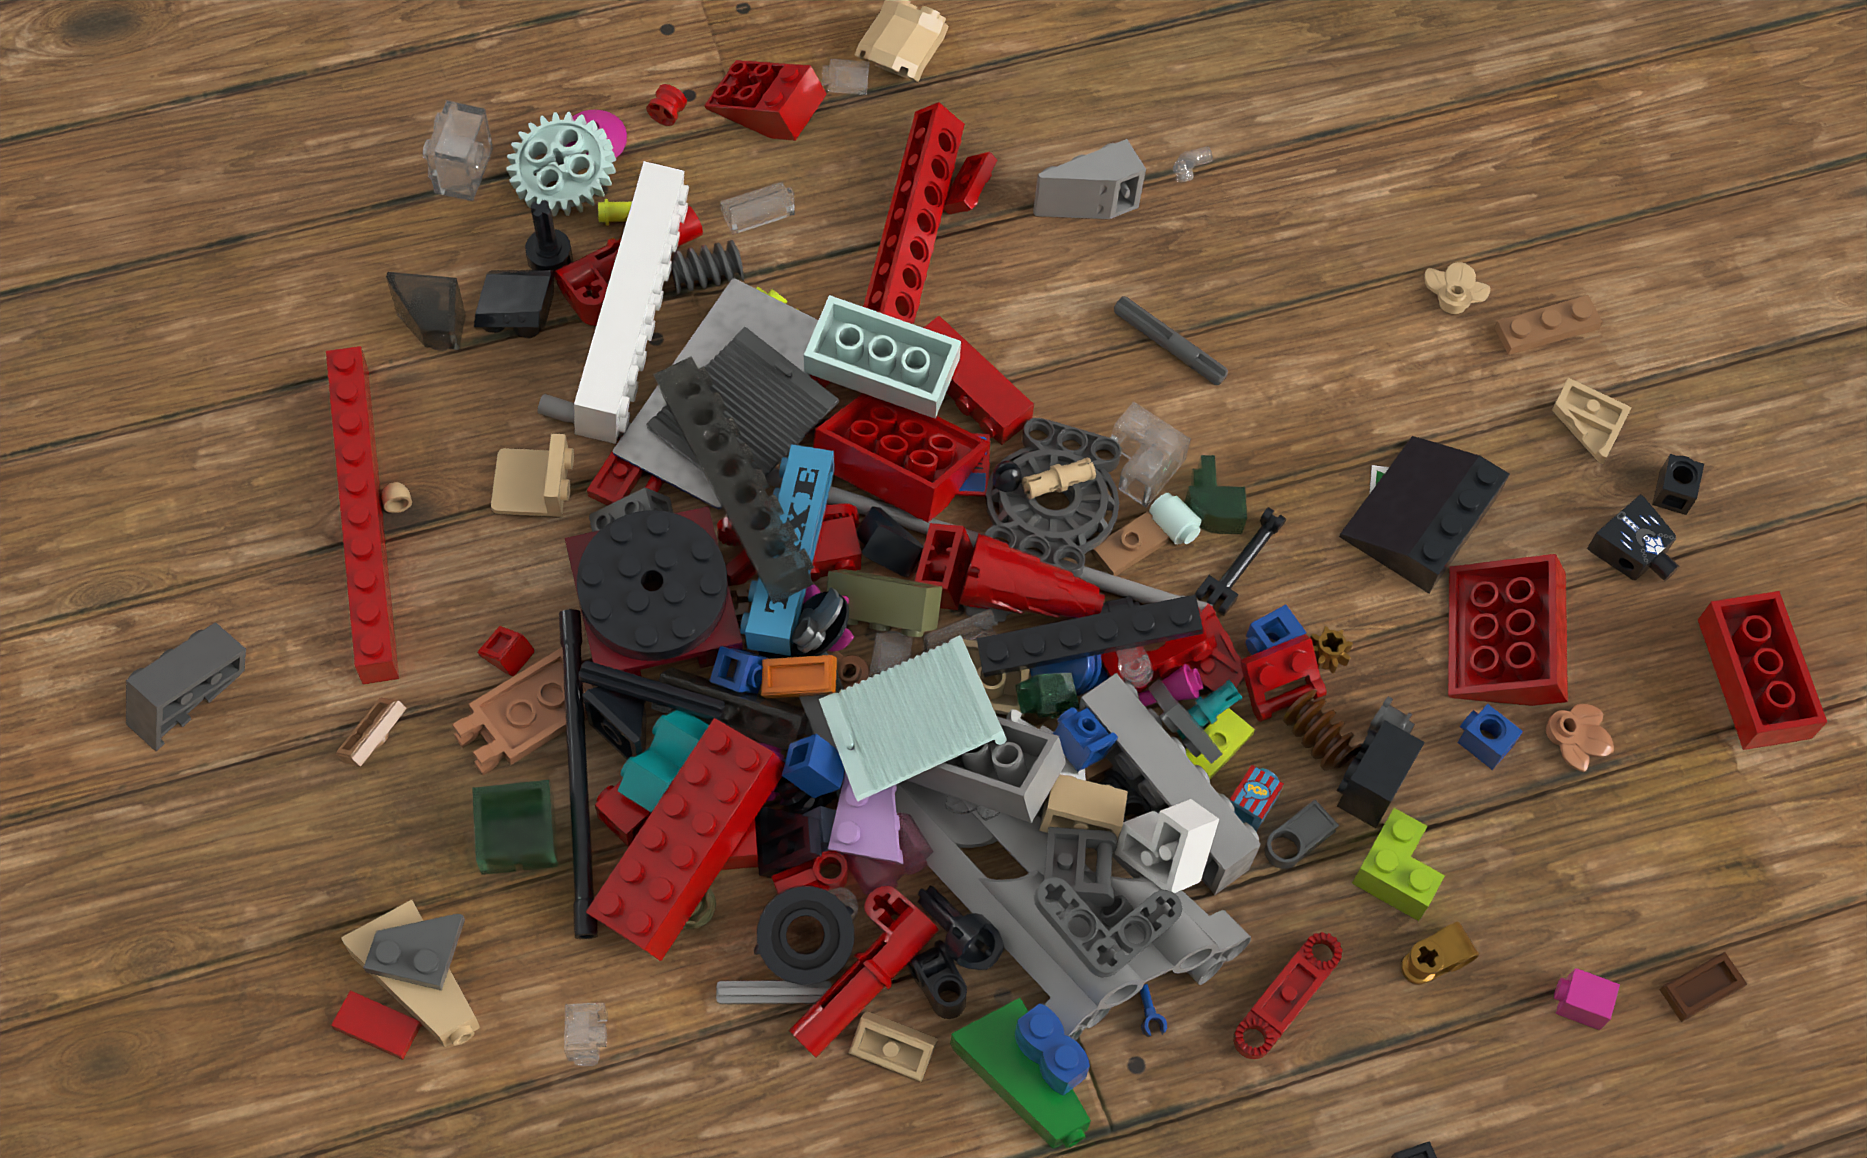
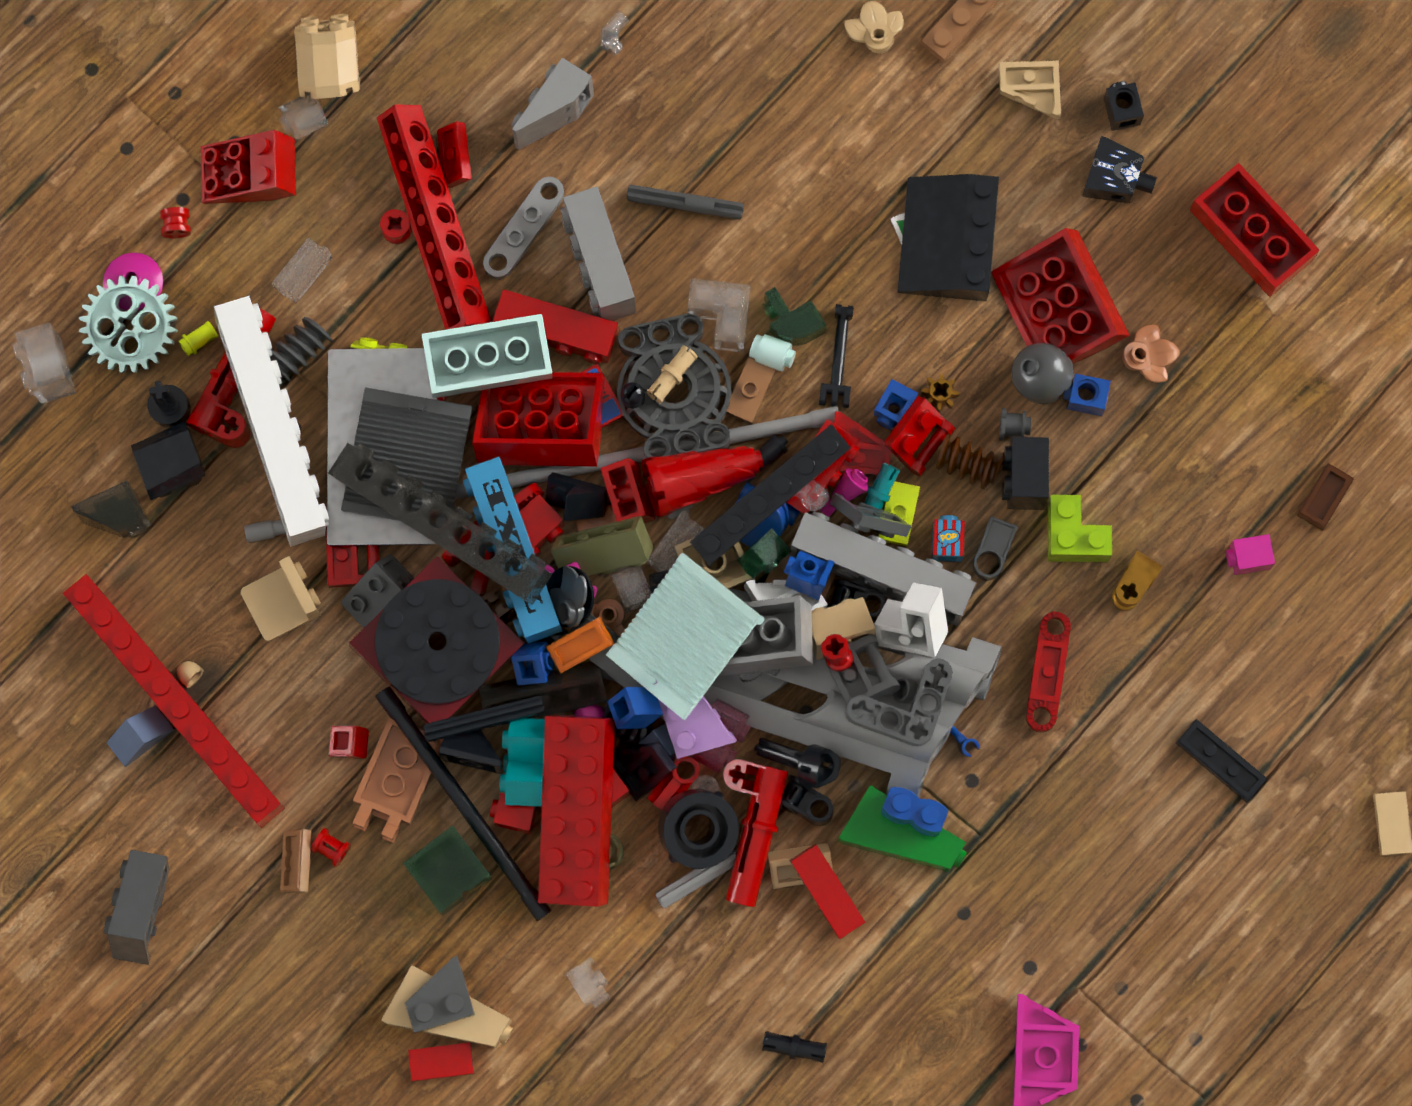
camera: 25 degrees left, 15 degrees up
(306, 525) = (139, 734): none -> sand blue slope
(423, 747) = (335, 856): none -> red bush
(865, 220) = (399, 232): none -> red wheel
(905, 1087) = (827, 891): none -> red tile
(995, 282) = (523, 228): none -> light grey plate
(1052, 333) = (600, 257): none -> light grey brick
(1065, 821) = (830, 646): none -> red bush
(1451, 685) = (1042, 373): none -> dark grey cylinder

